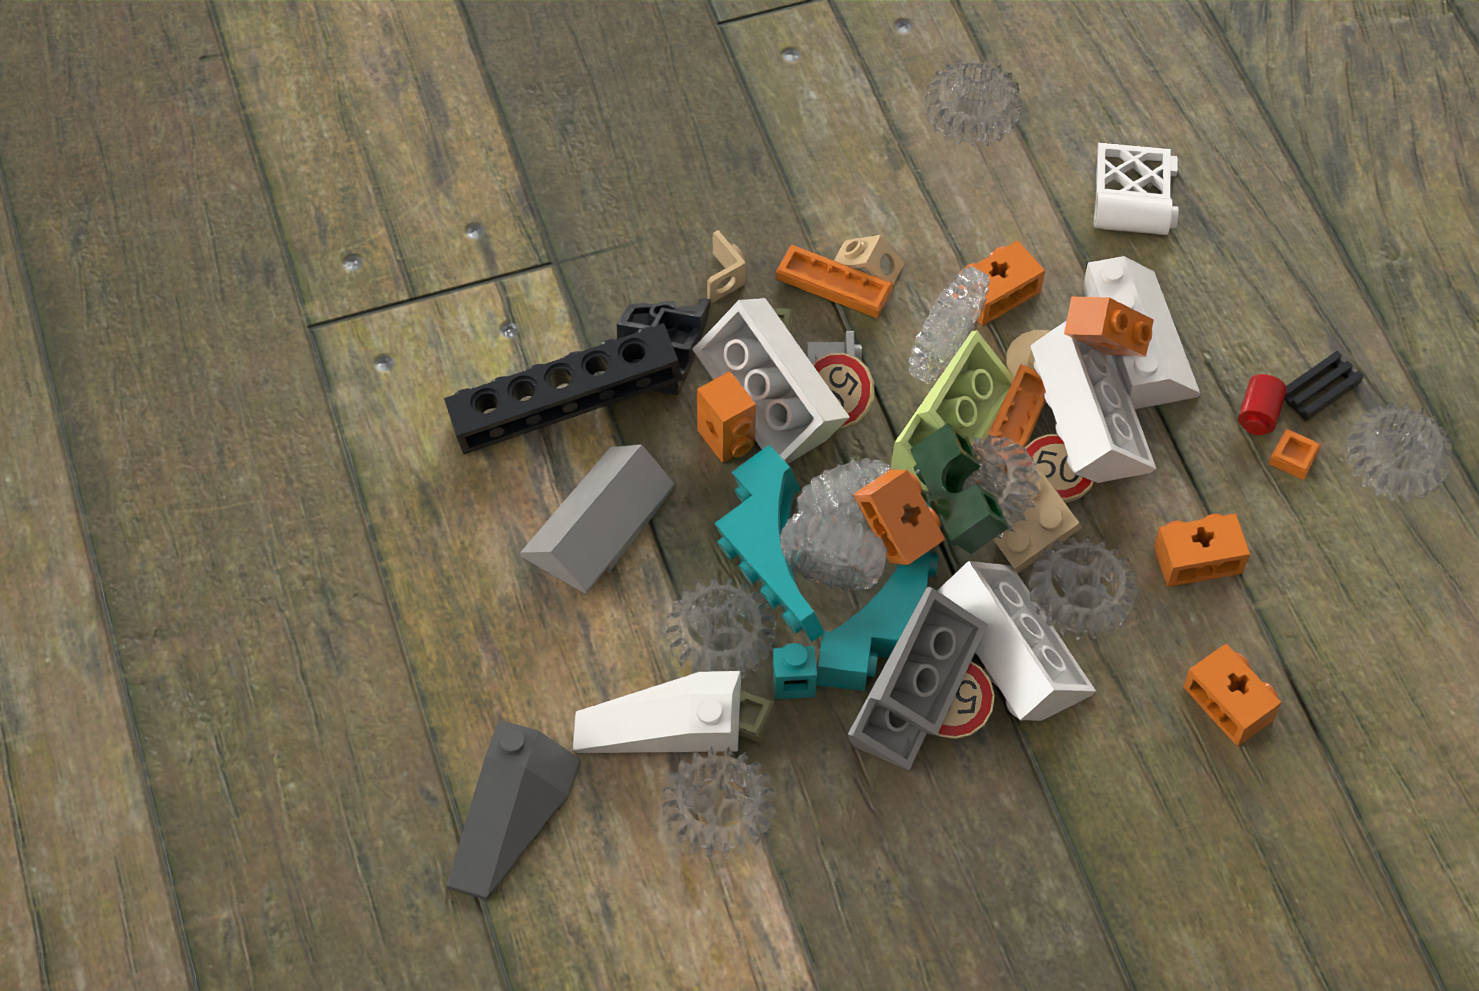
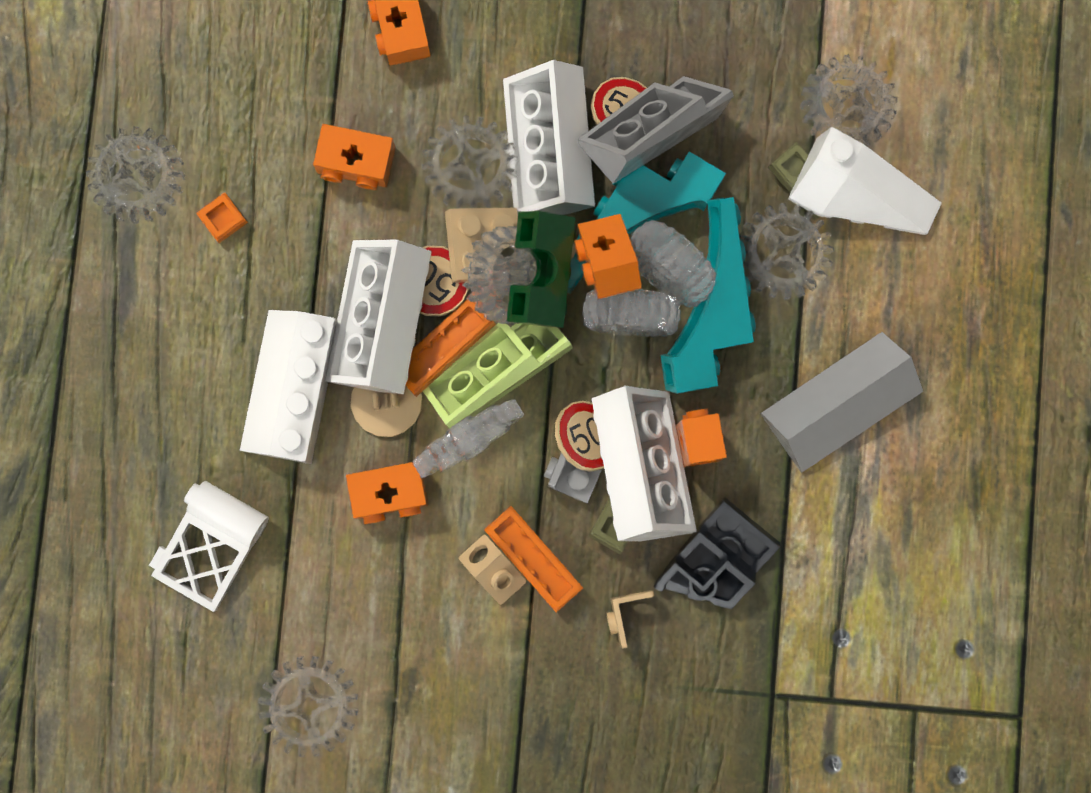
camera: 160 degrees left, 25 degrees up
(514, 797) = (1004, 177): dark grey wedge -> none
(553, 404) = (920, 537): black brick -> none
(794, 663) = (744, 185): teal brick -> none
(1109, 326) = (335, 360): orange brick -> none
(1262, 404) = (226, 268): red brick -> none
(1341, 369) = (130, 277): black tile -> none

